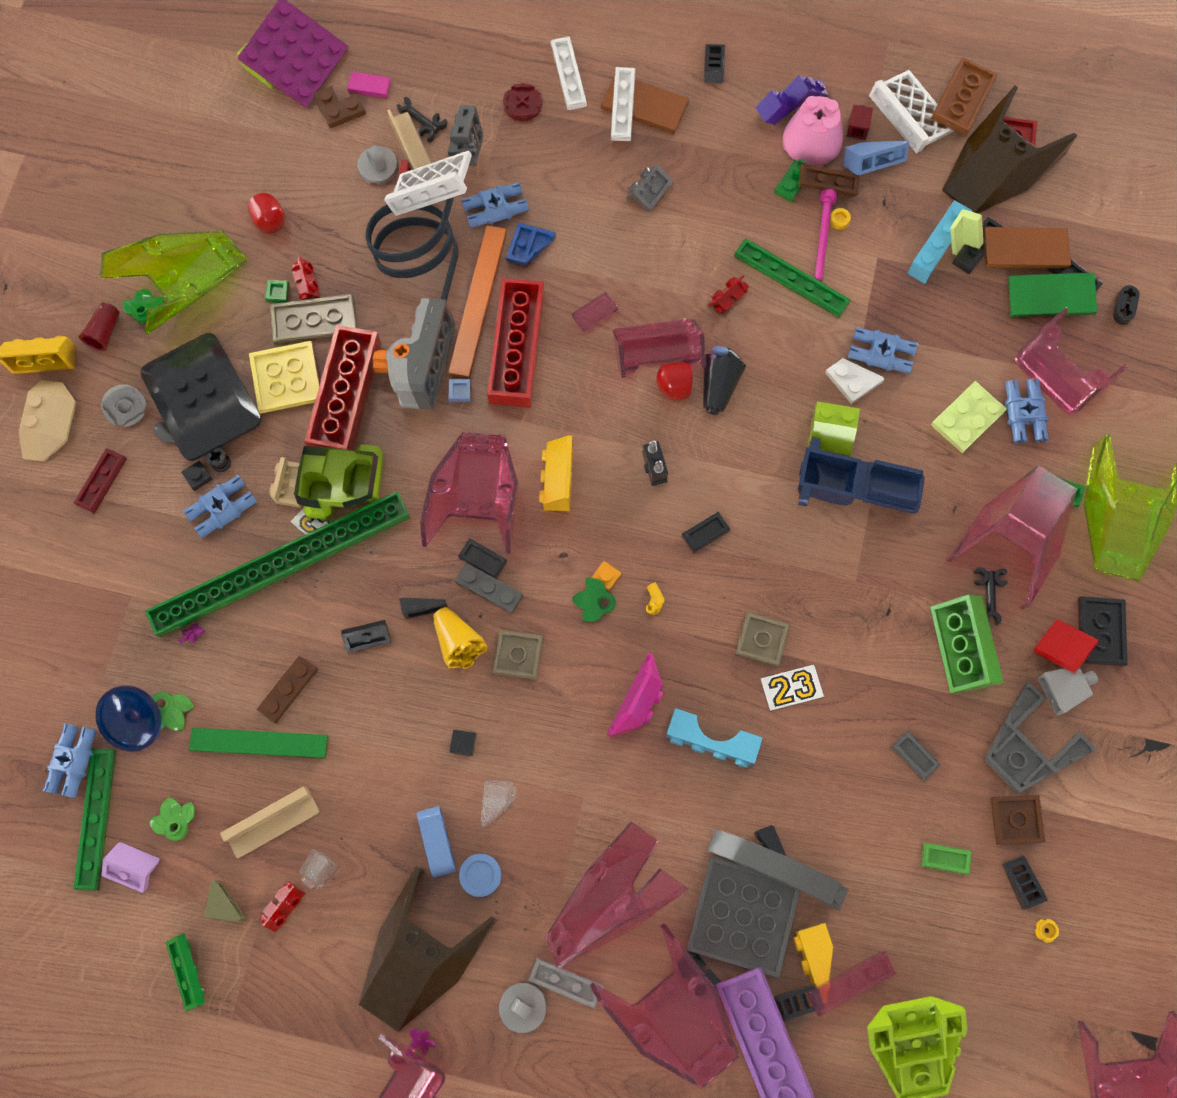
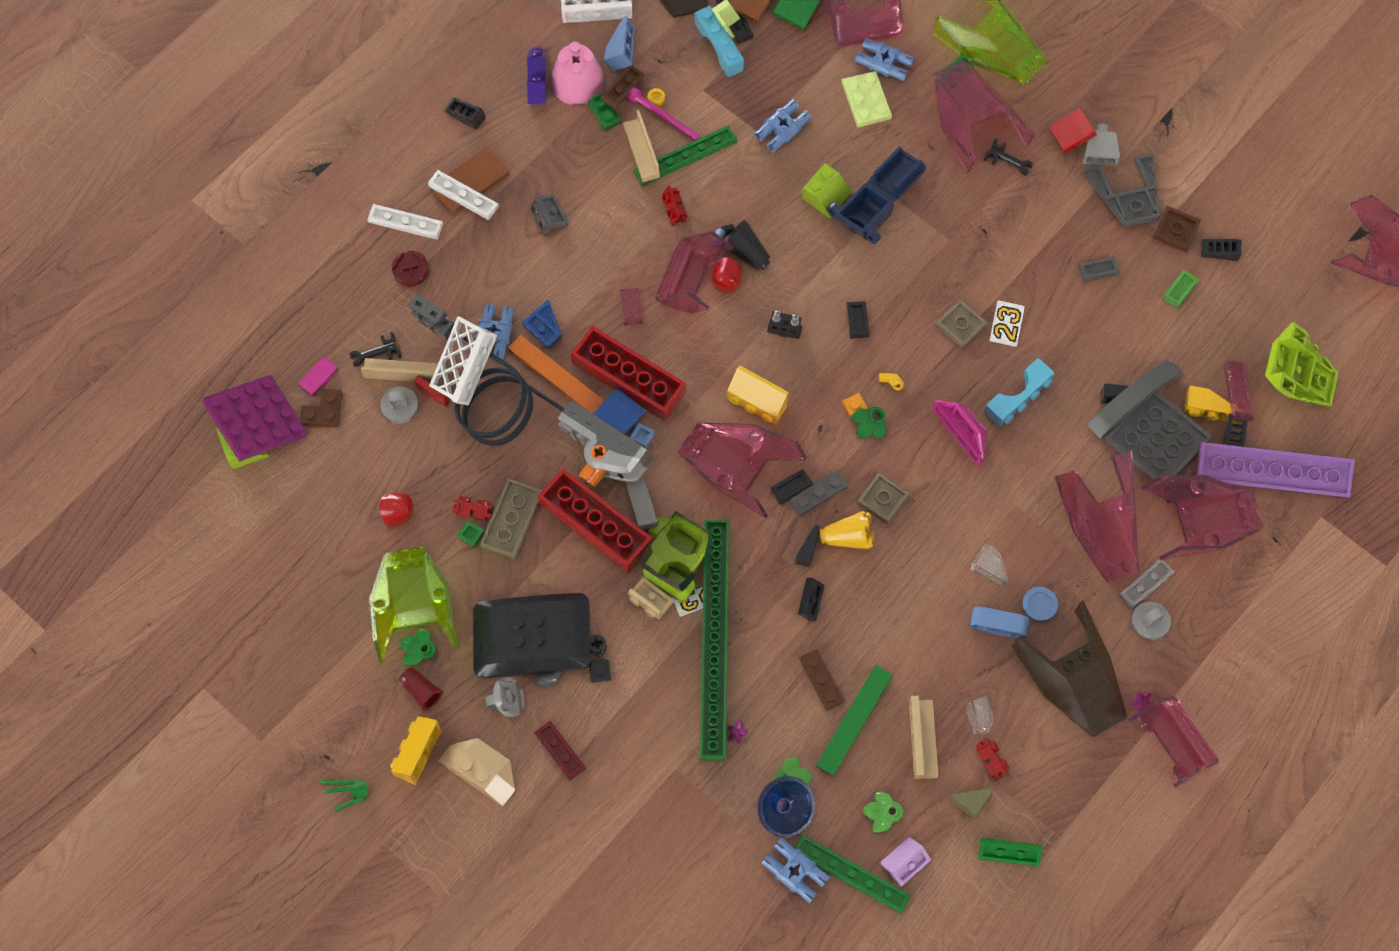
camera: 65 degrees left, 5 degrees down
(209, 503) = (630, 666): medium blue pin -> none
(285, 376) = (552, 561): light yellow plate -> none
(384, 425) = (641, 504): none -> light grey tile
(462, 742) = (931, 569): black tile -> none
(469, 356) = (620, 411): none -> blue tile
(771, 232) = (642, 148): none -> tan panel
(853, 379) = (793, 158): white wing -> none
(859, 122) = (585, 37): dark red brick -> none
(966, 644) = (1036, 192): bright green slope -> none
(1051, 926) = (1263, 249): yellow plate -> none
(1106, 622) = (1065, 98): black tile -> none

